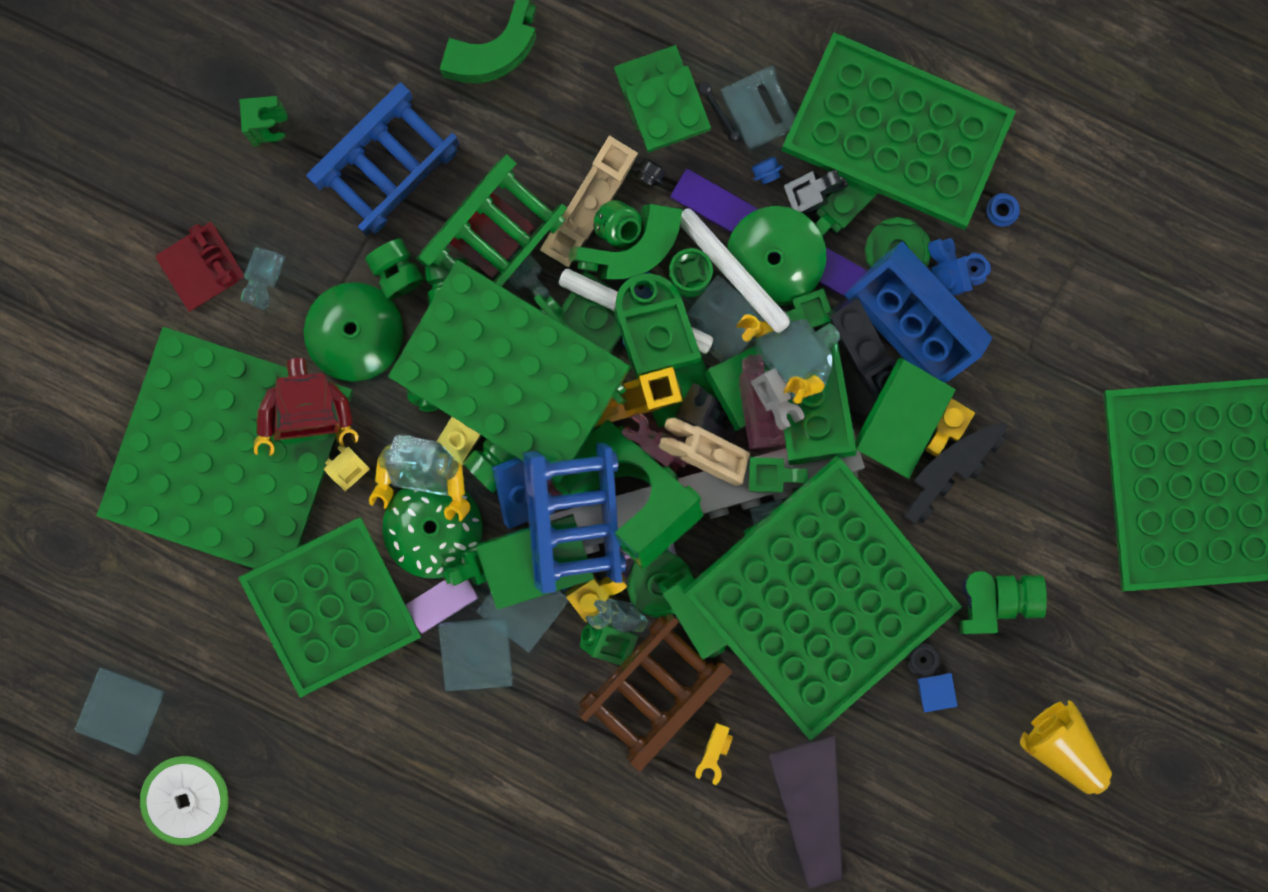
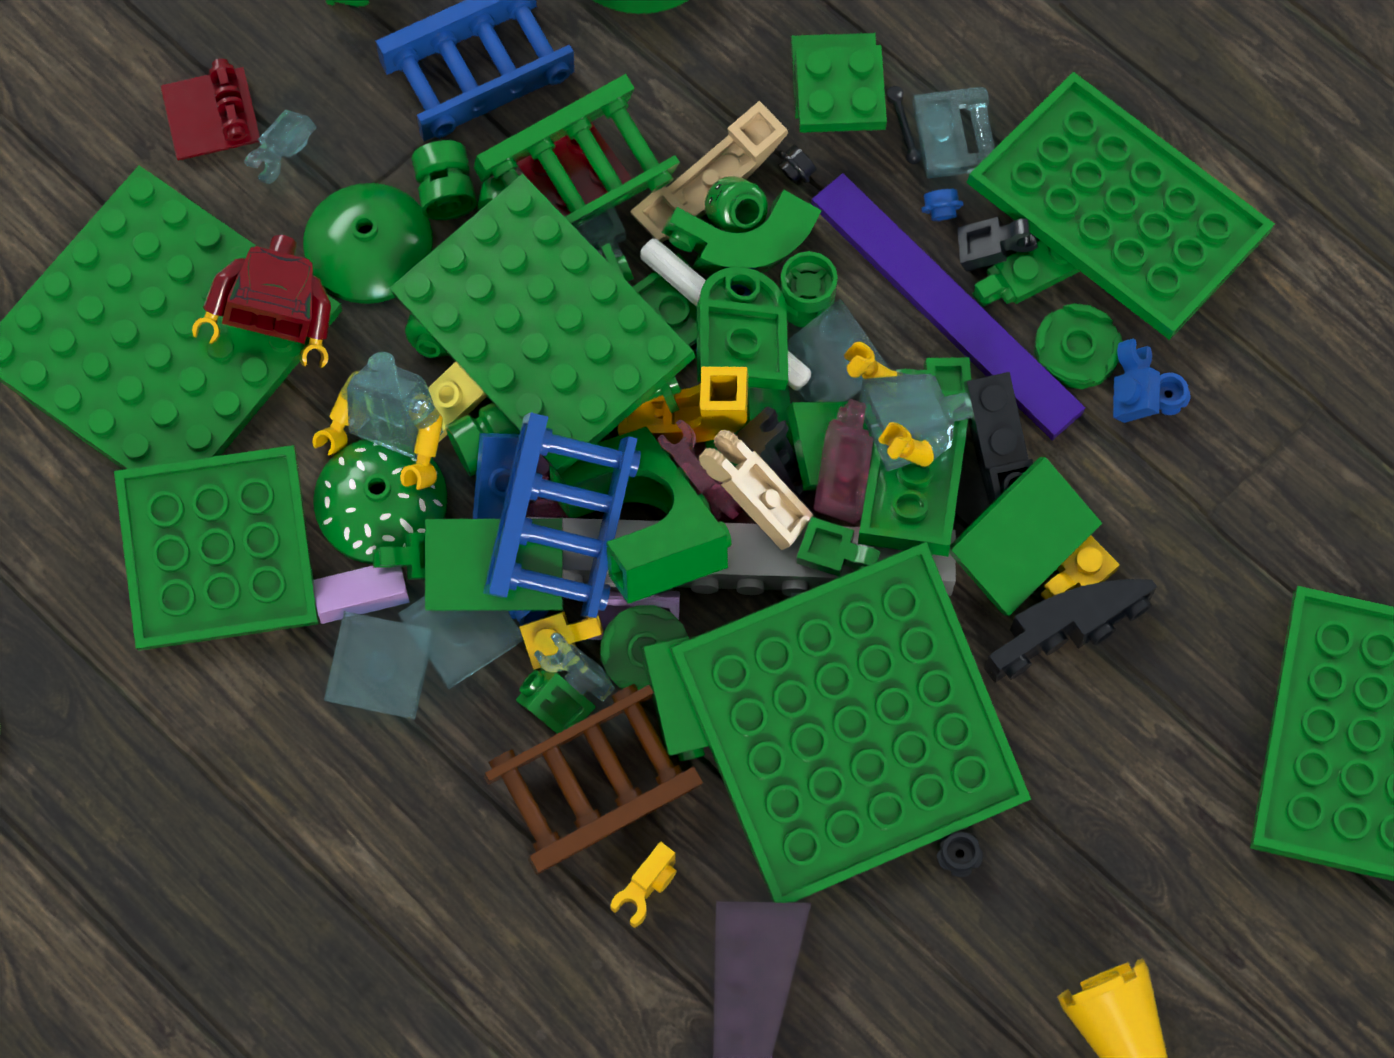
camera: 15 degrees right, 15 degrees down
(346, 468) = (299, 392): light yellow tile -> none
(734, 271) = (863, 300): white axle -> none
(770, 391) = (865, 452): light grey plate -> none
(796, 241) = (941, 324): green dish -> none
(919, 315) = (1082, 418): blue slope -> none
(937, 692) = (965, 902): blue tile -> none
(981, 602) = (1060, 793): green leg -> none
(1007, 201) = (1229, 325): blue plate -> none
(1021, 596) = (1110, 807): green wheel -> none

